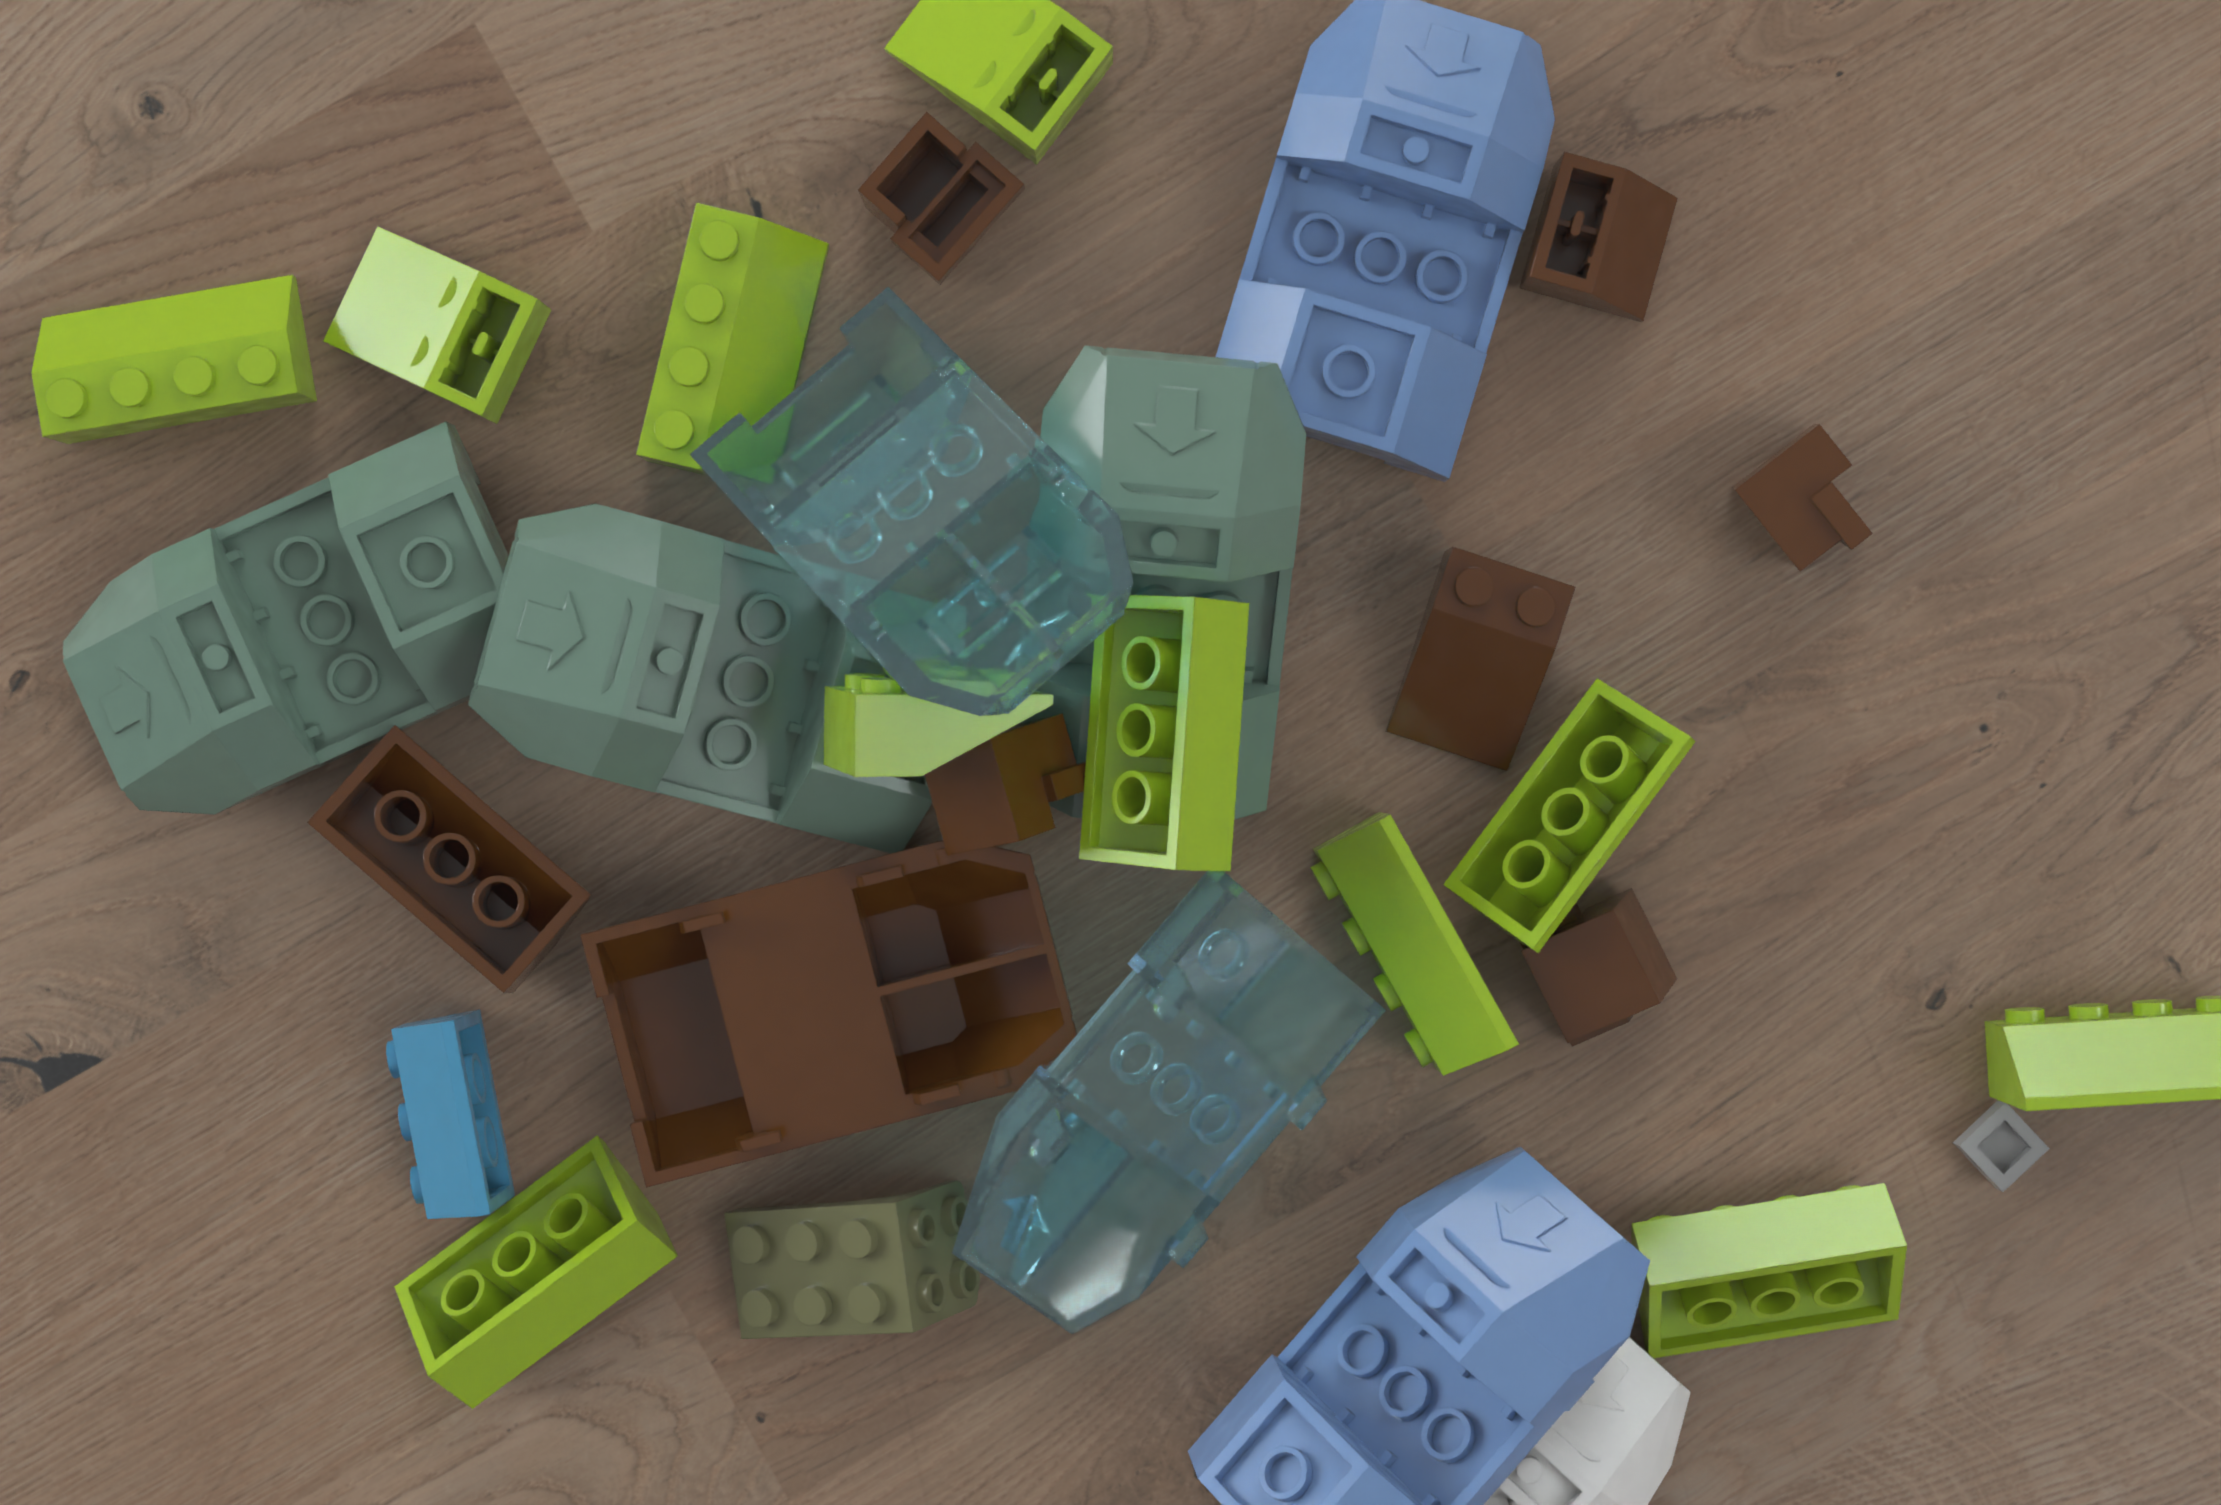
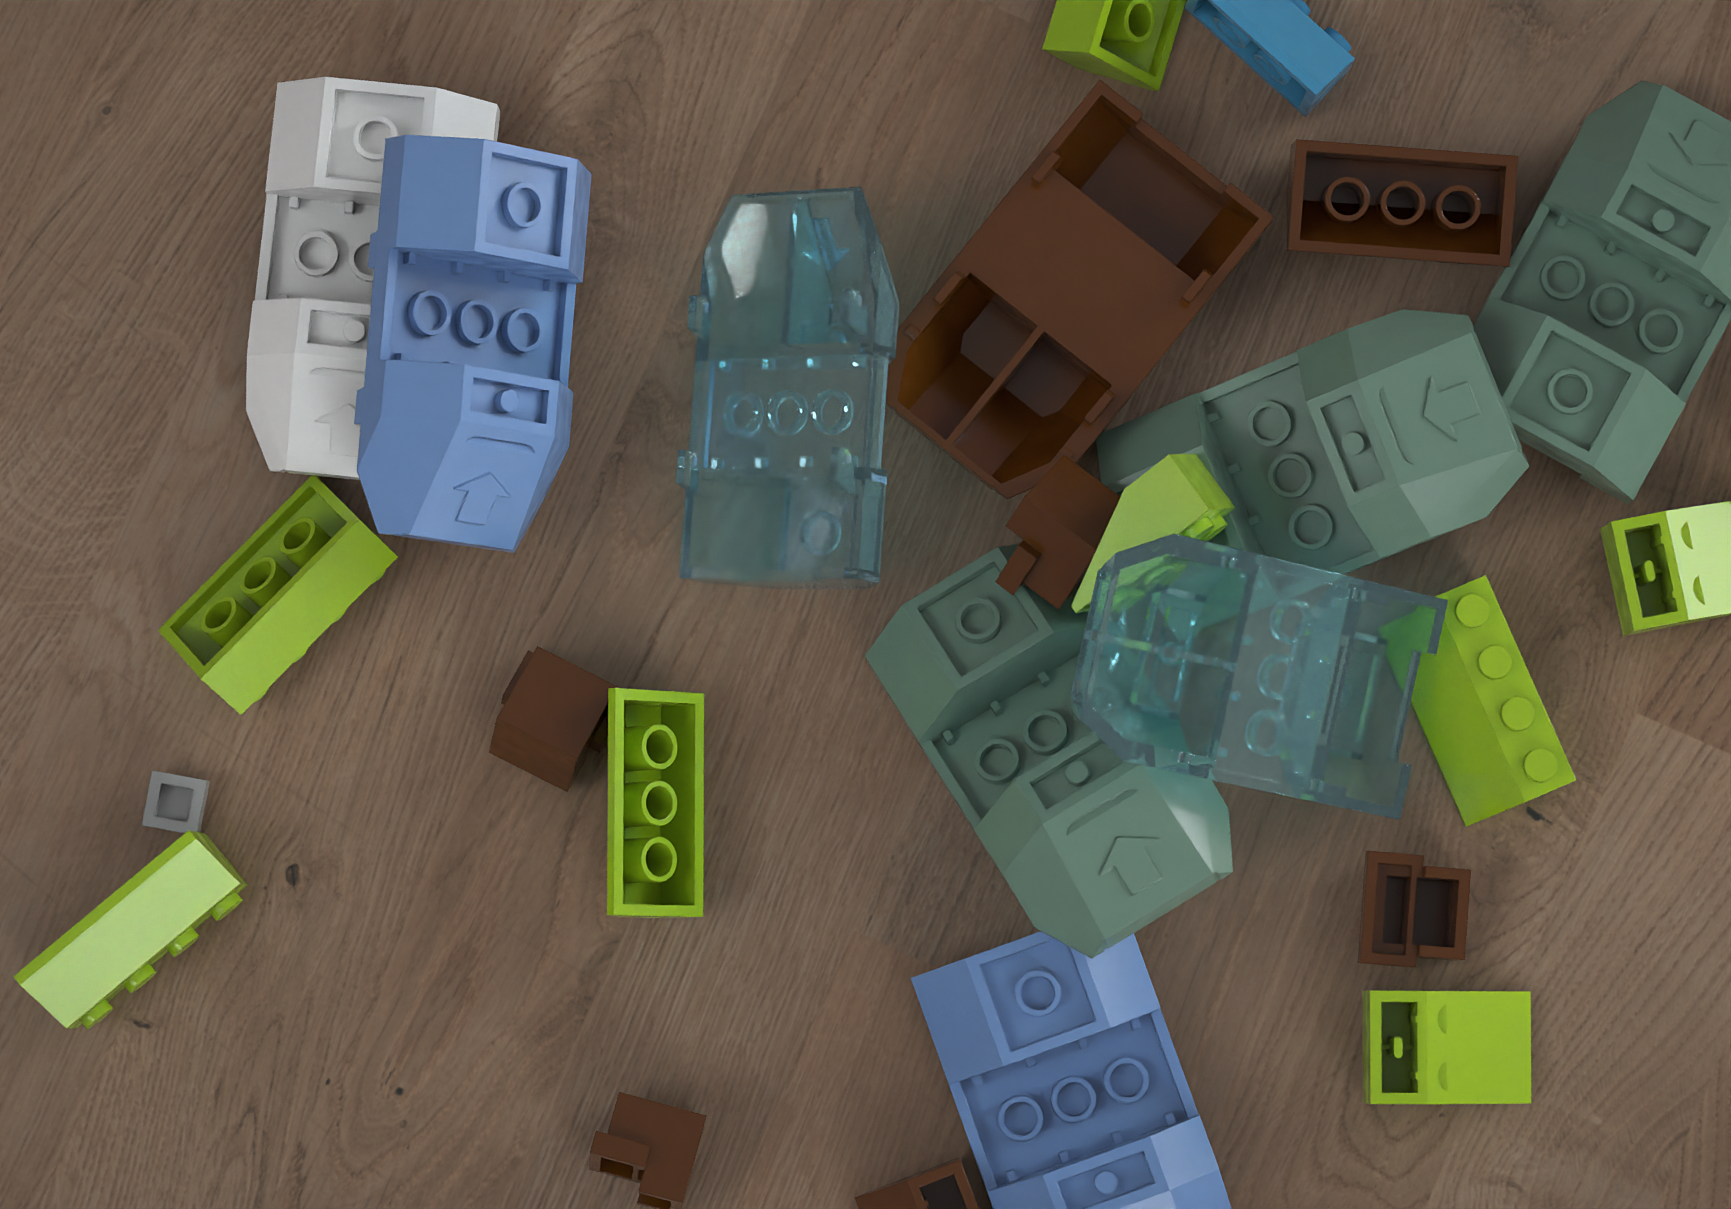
camera: 145 degrees right, 5 degrees down
(850, 1265) = (919, 129): olive bracket -> none
(1165, 734) = (978, 644): lime slope -> none
(1413, 945) = (693, 636): lime slope -> none
(1479, 657) = (793, 871): reddish brown slope -> none

